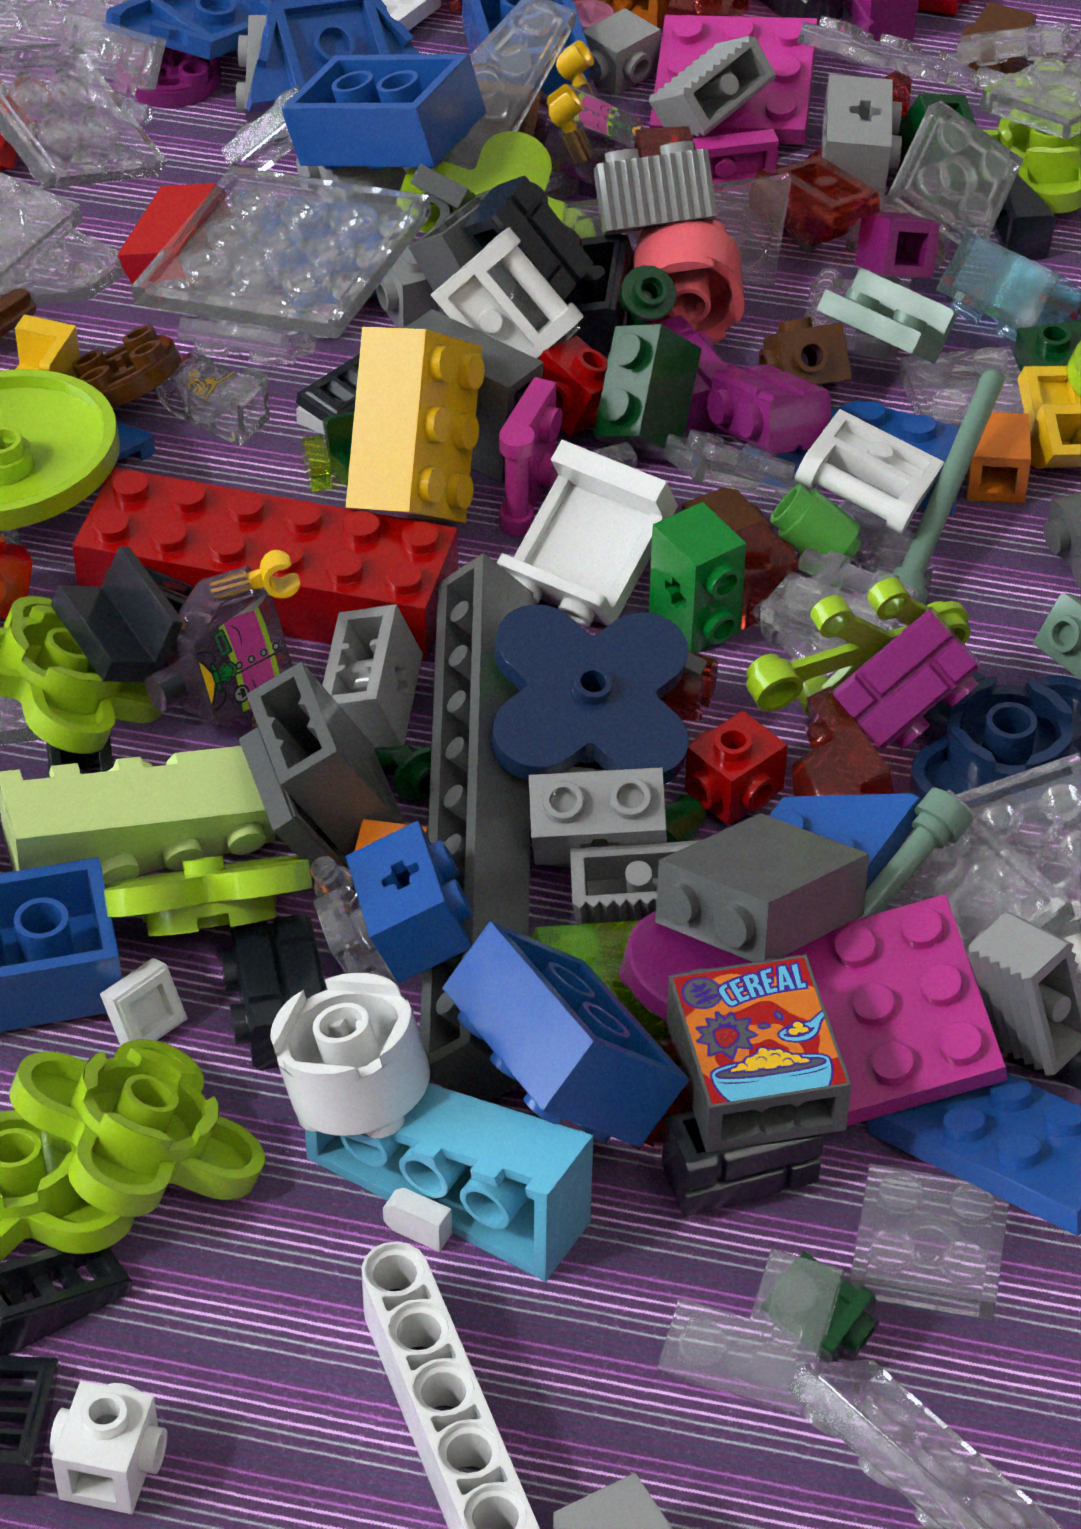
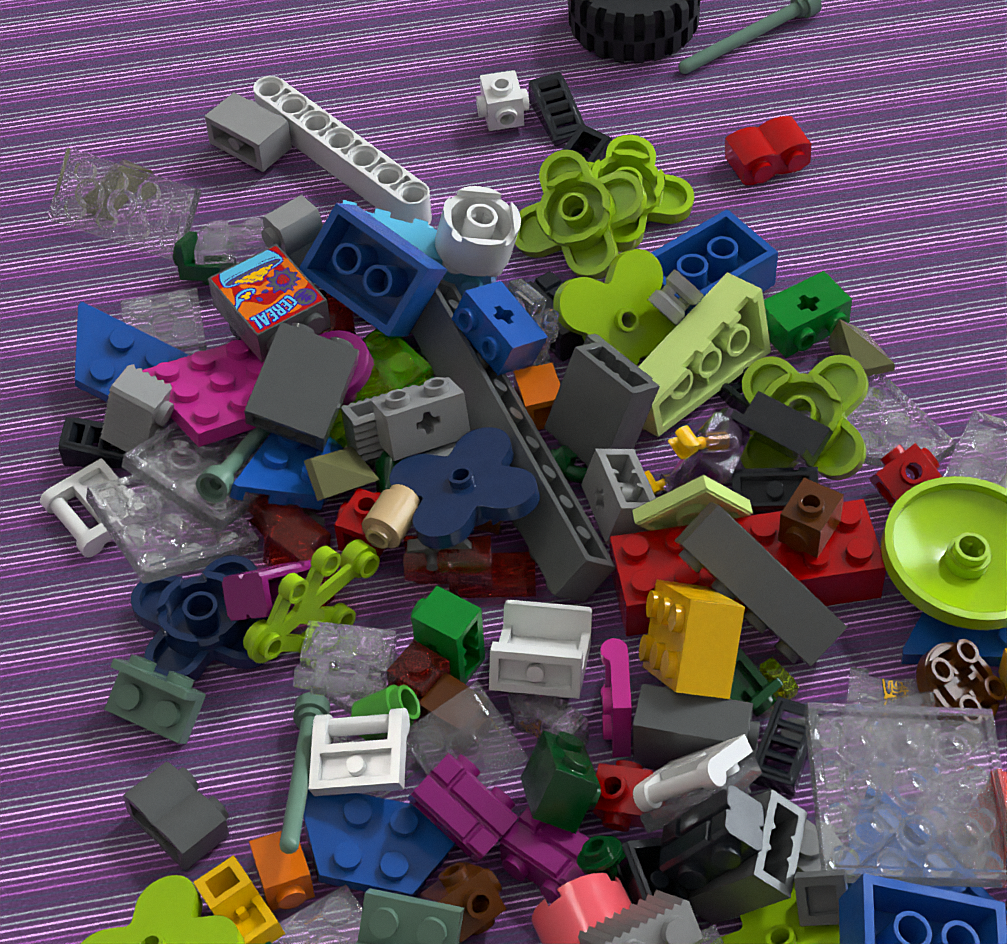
camera: 160 degrees right, 5 degrees up
(116, 839) = (668, 304): none -> light grey wheel
(174, 494) = (810, 517): none -> reddish brown brick
(291, 467) = (760, 584): none -> dark grey brick
(329, 582) = (686, 503): none -> yellowish green plate
(652, 1246) = (292, 228): none -> light grey brick
(712, 693) = (390, 517): none -> tan brick
(737, 797) = (338, 473): none -> olive slope

